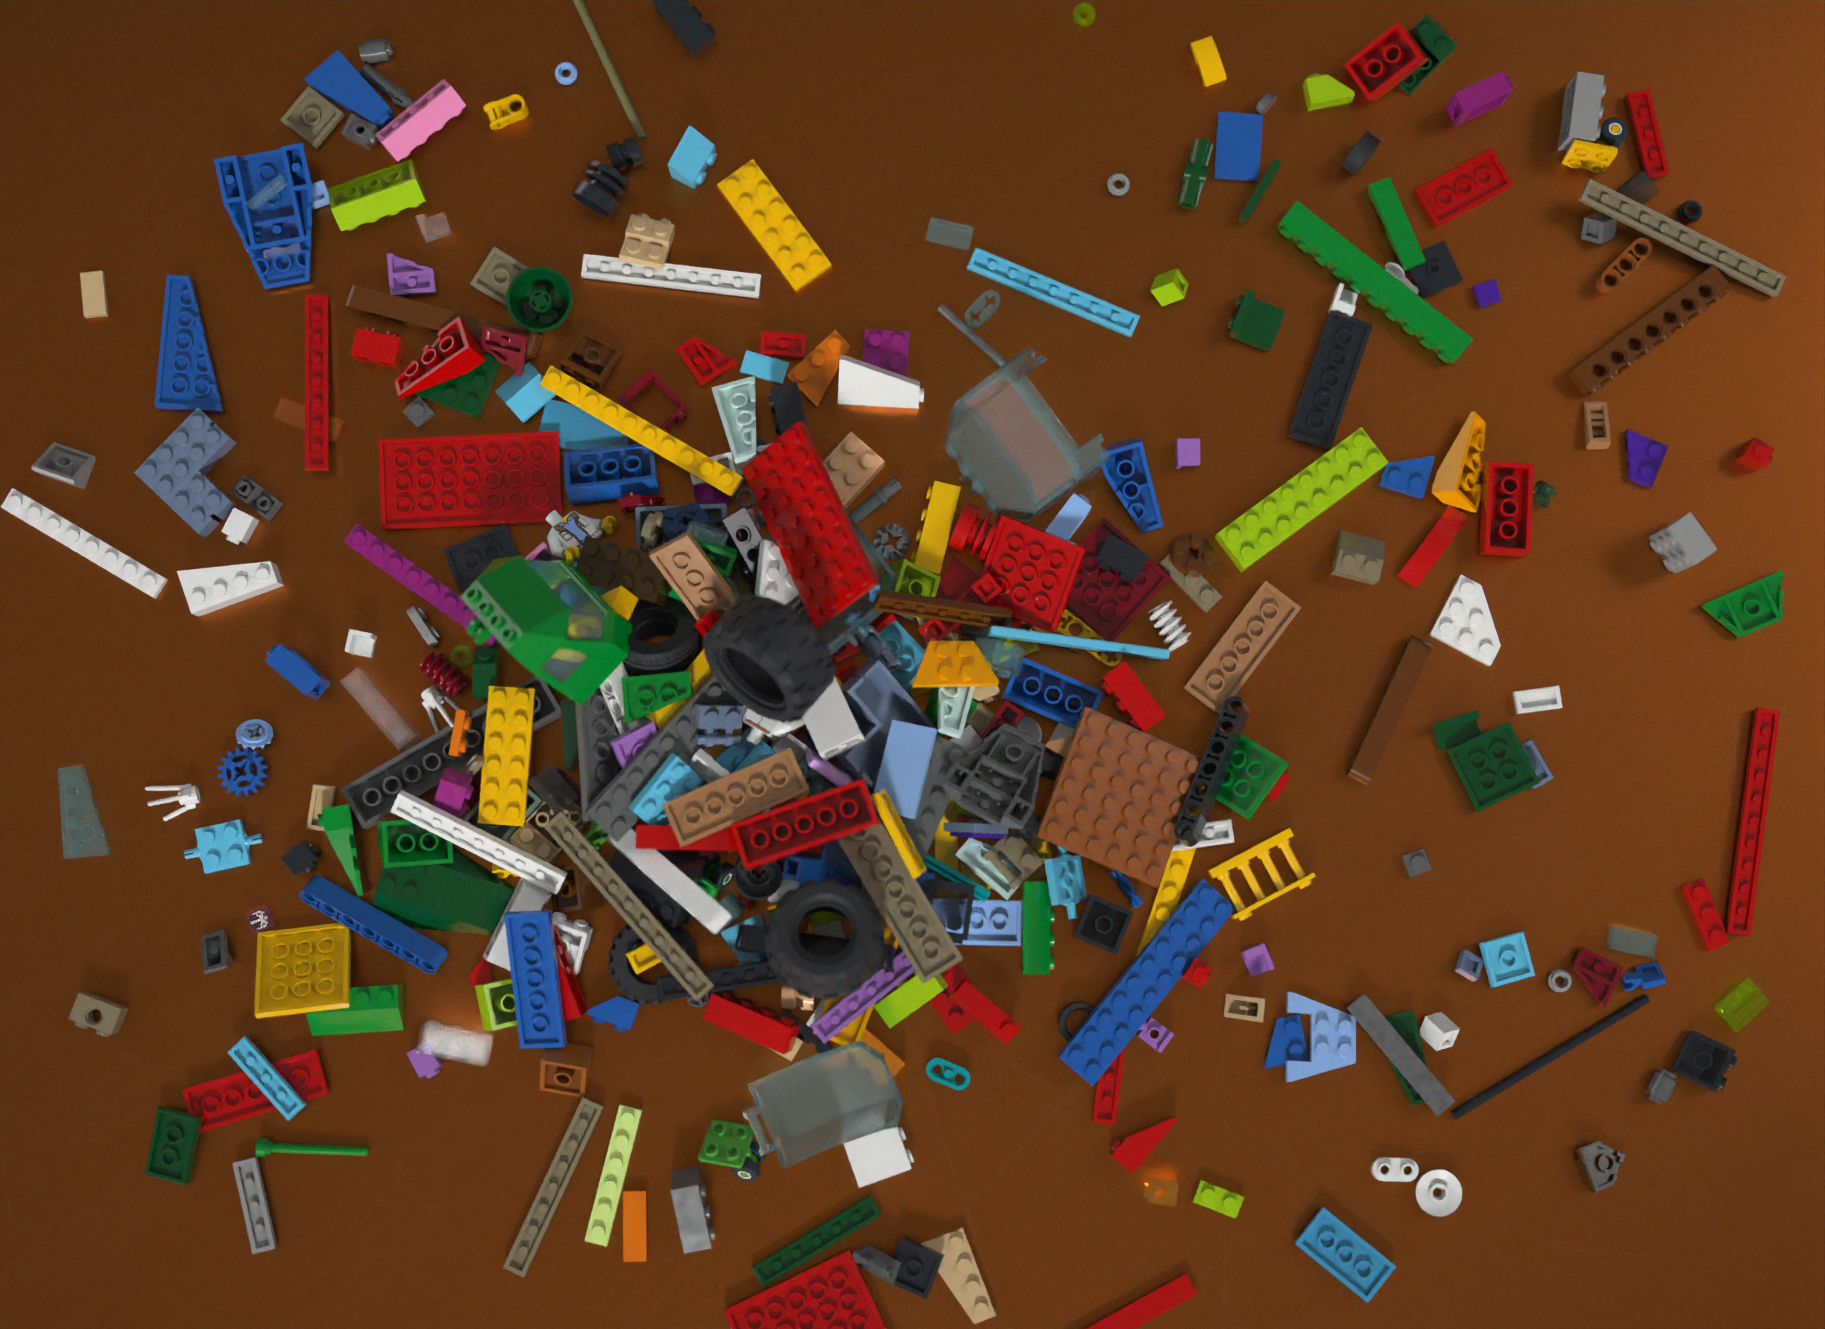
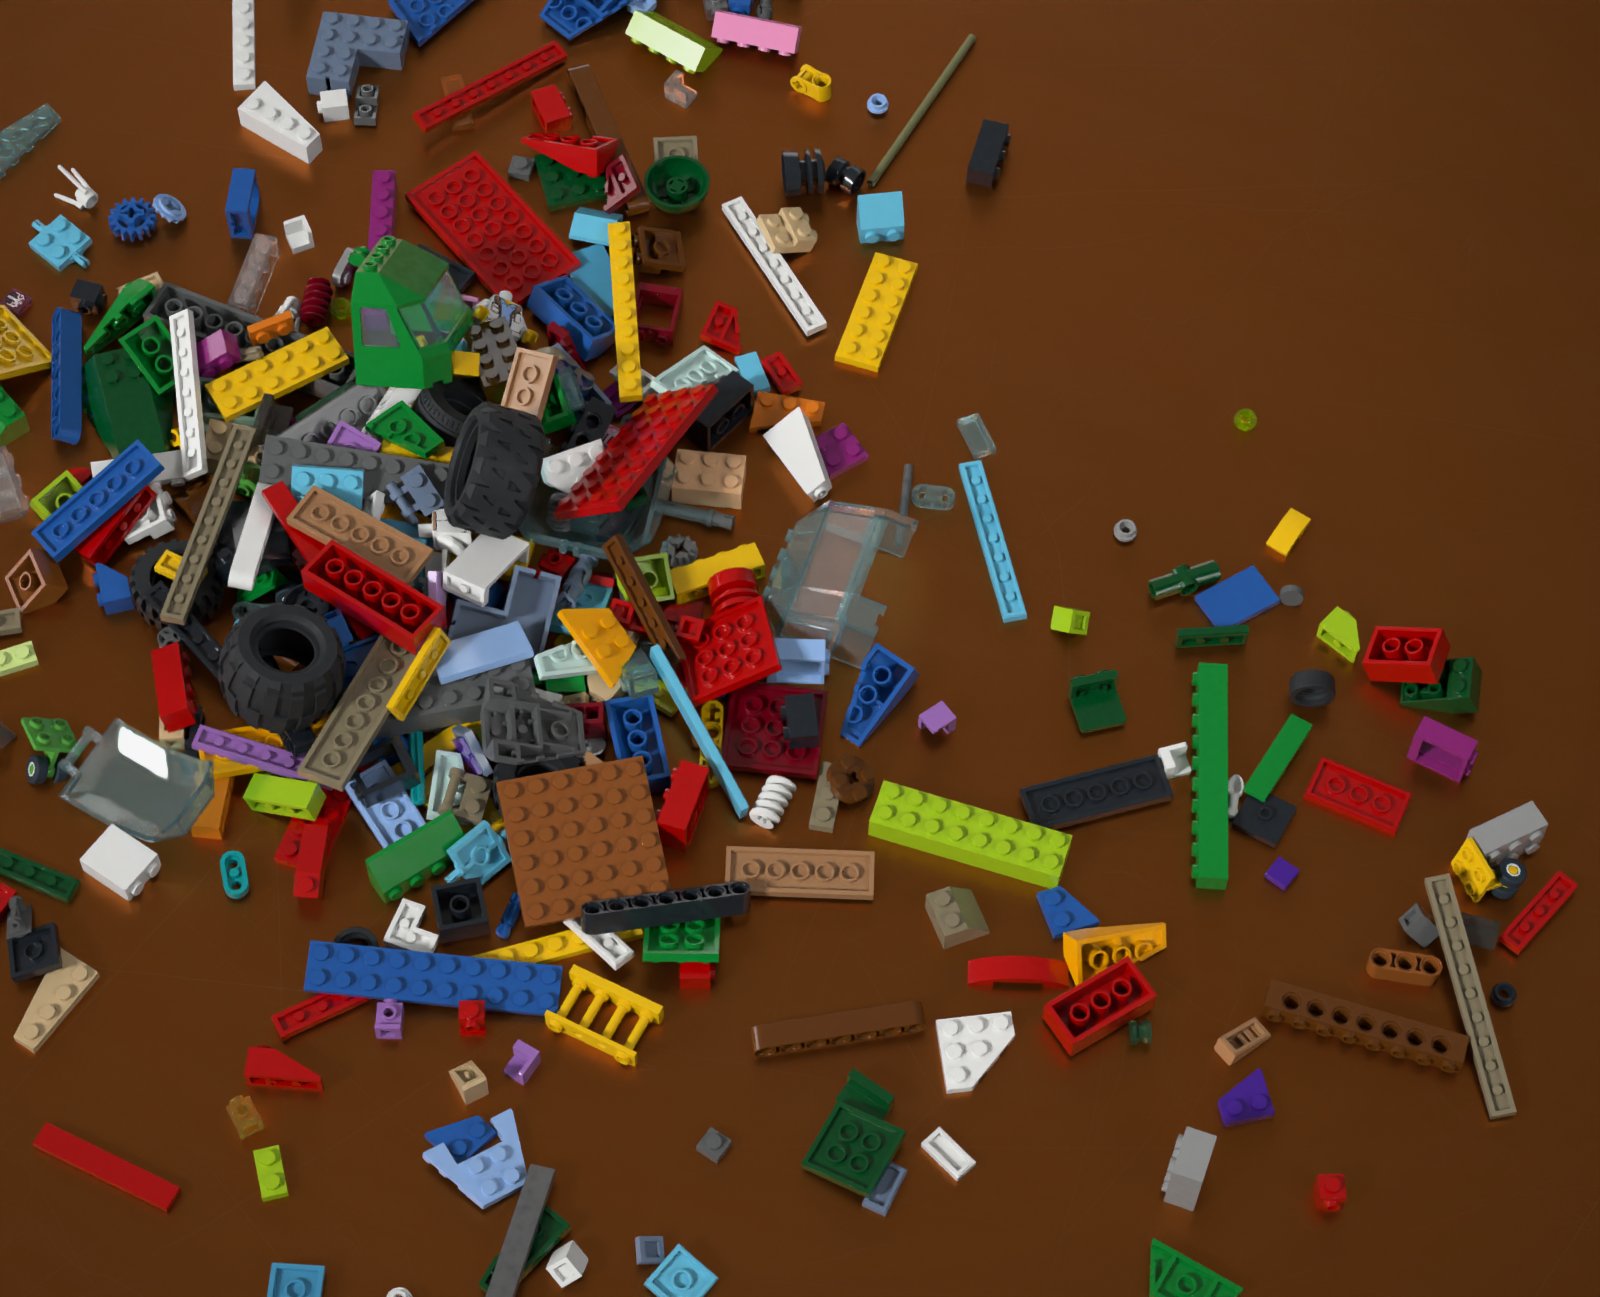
camera: 55 degrees right, 25 degrees down
(409, 278) = (625, 99): medium lavender wing -> none
(485, 670) = (338, 322): dark green slope -> none
(791, 999) = (219, 712): light nougat wheel -> none
(1088, 976) = (405, 930): none -> white plate

